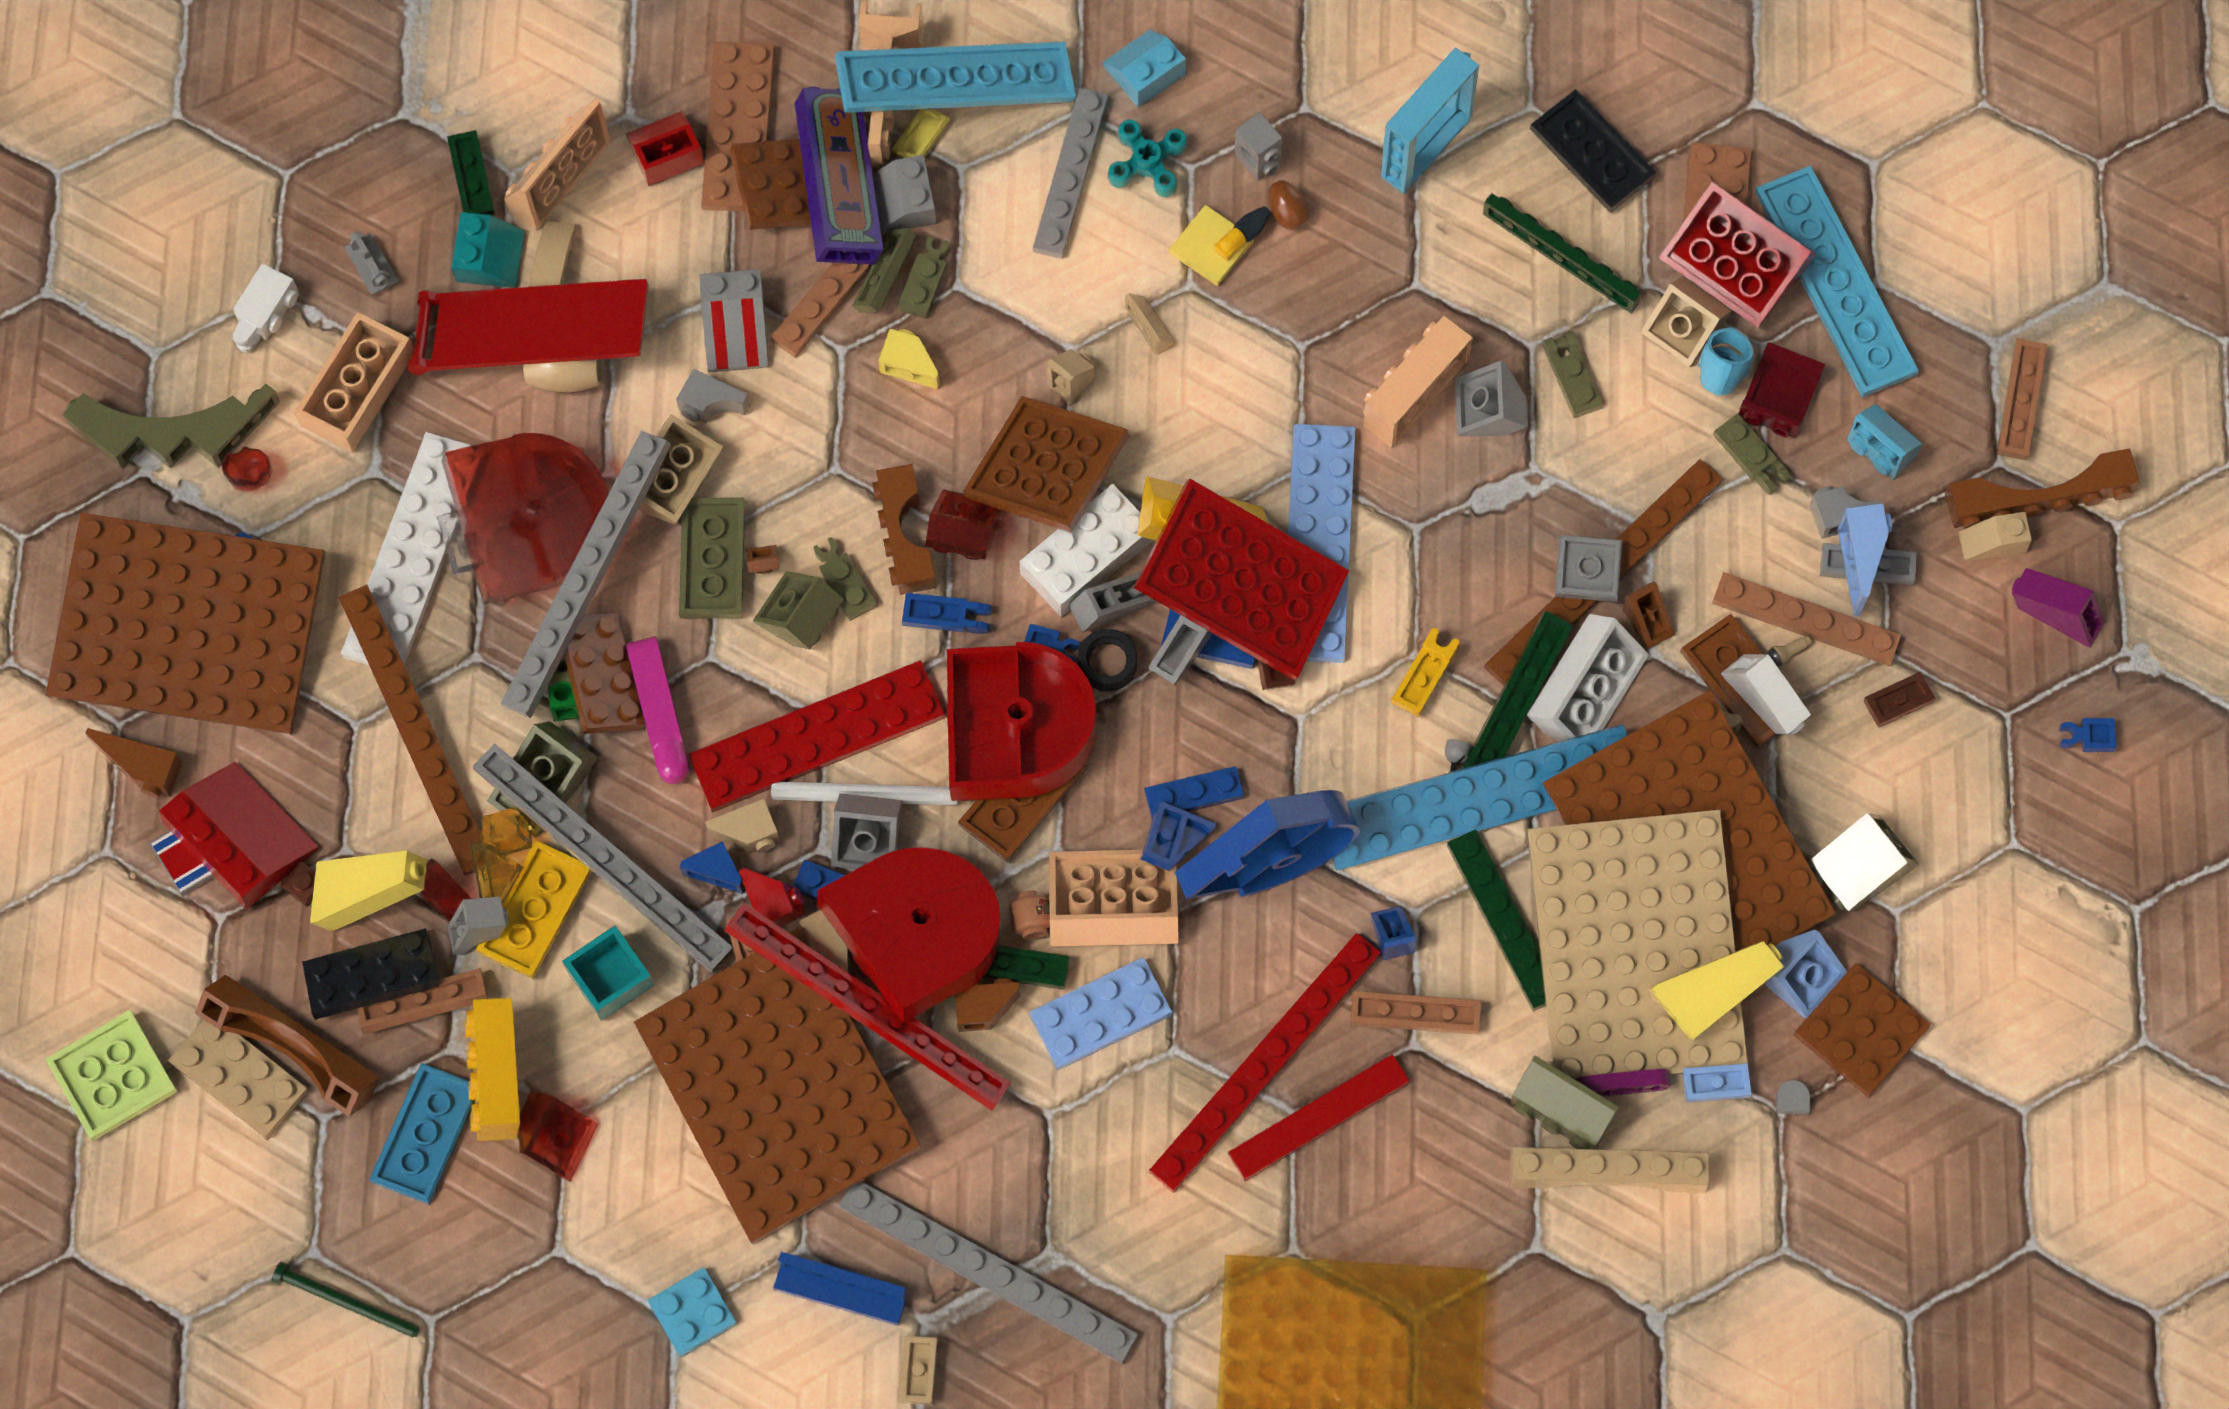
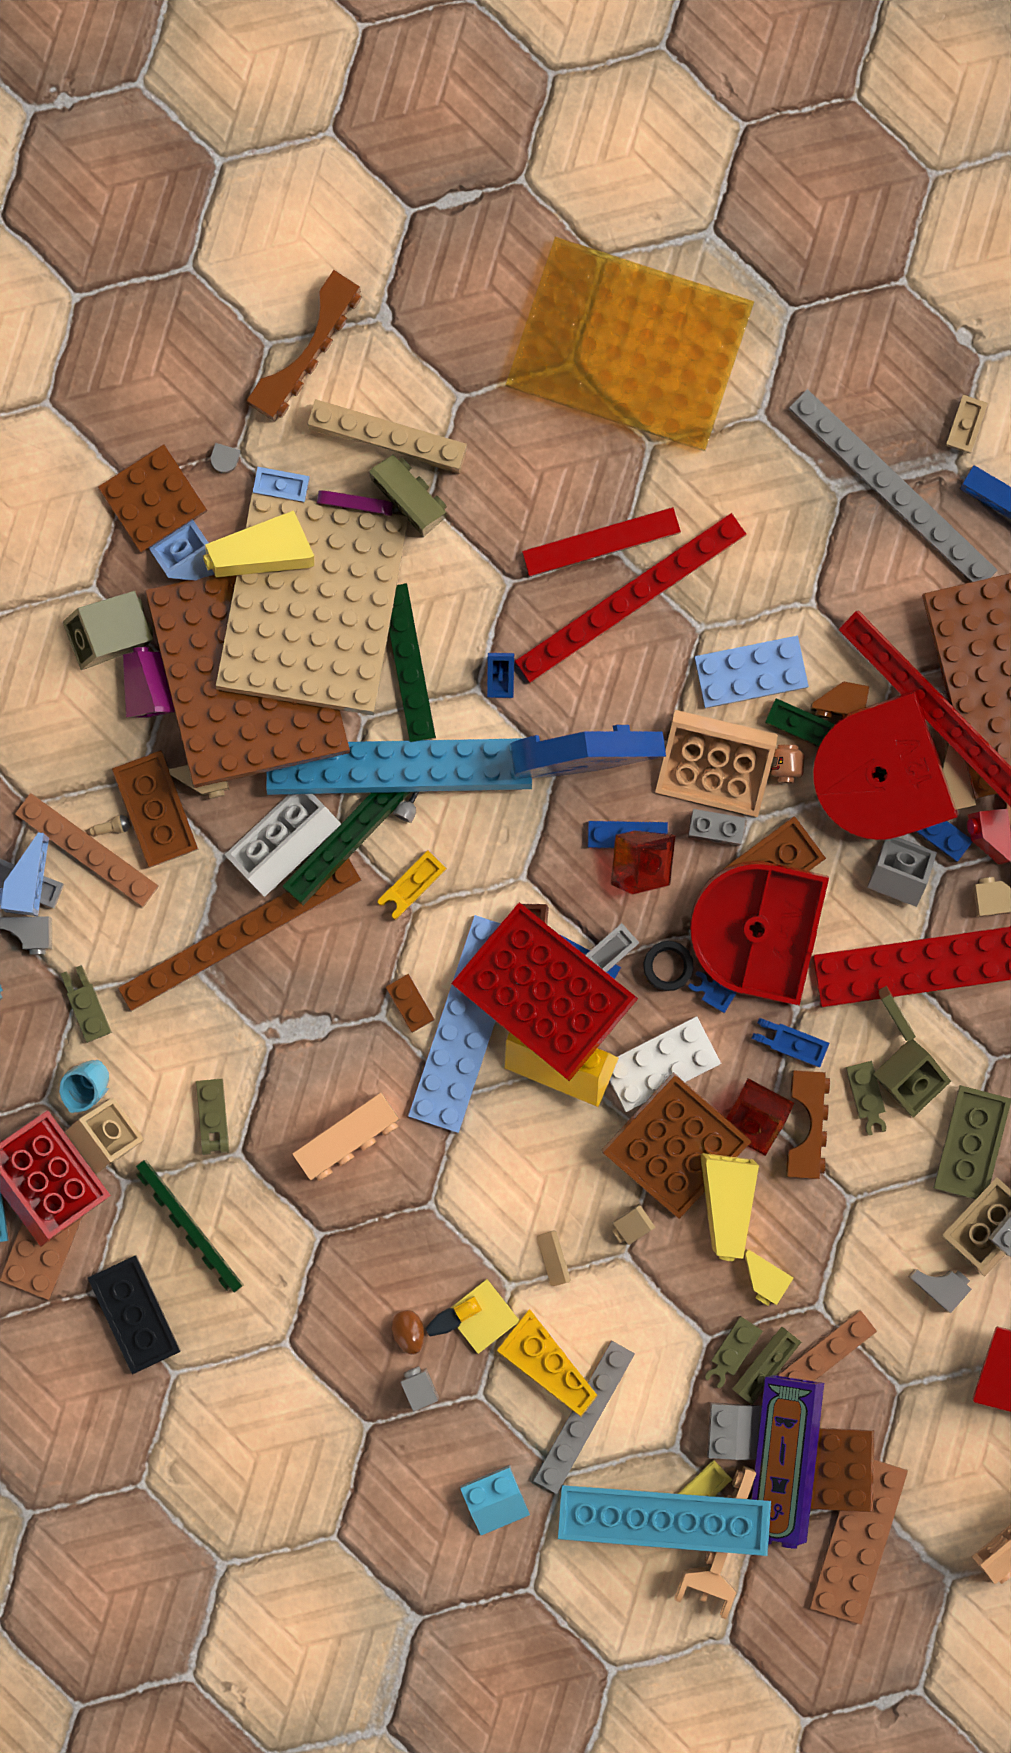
camera: 165 degrees left, 15 degrees up
(665, 148) = (927, 1533): red slope -> none
(734, 320) = (905, 1352): light grey slope -> none
(762, 559) = (931, 1130): dark orange plate -> none
(830, 791) = (898, 907): white axle -> none
(833, 669) = (896, 1014): none -> olive tile
(971, 426) = (729, 1202): none -> light yellow slope
(1093, 823) = (716, 827): none -> light grey brick
(1108, 602) = (651, 1015): light grey slope -> none
(1130, 212) = (542, 1360): none -> yellow wing
(1147, 148) = (512, 1398): teal gear -> none
(1169, 760) = (642, 861): none -> clear red slope
(1173, 835) = (655, 798): blue wing -> none
(1388, 548) = (410, 1003): none -> dark orange plate
(1415, 1012) = (501, 604): nougat plate -> none
(1429, 120) = (269, 1364): medium azure window -> none
(1489, 402) = (290, 1106): light grey slope -> none
(1588, 568) = (253, 935): light grey tile -> none
(1648, 615) = (215, 883): dark orange slope -> none
(1722, 1316) = (274, 391): none -> dark orange arch
(1767, 692) = (143, 786): white slope -> none
(1781, 390) = (45, 1051): dark red panel -> none
(1800, 807) = (146, 685): none -> magenta slope
(1899, 699) = (34, 759): copper plate -> none

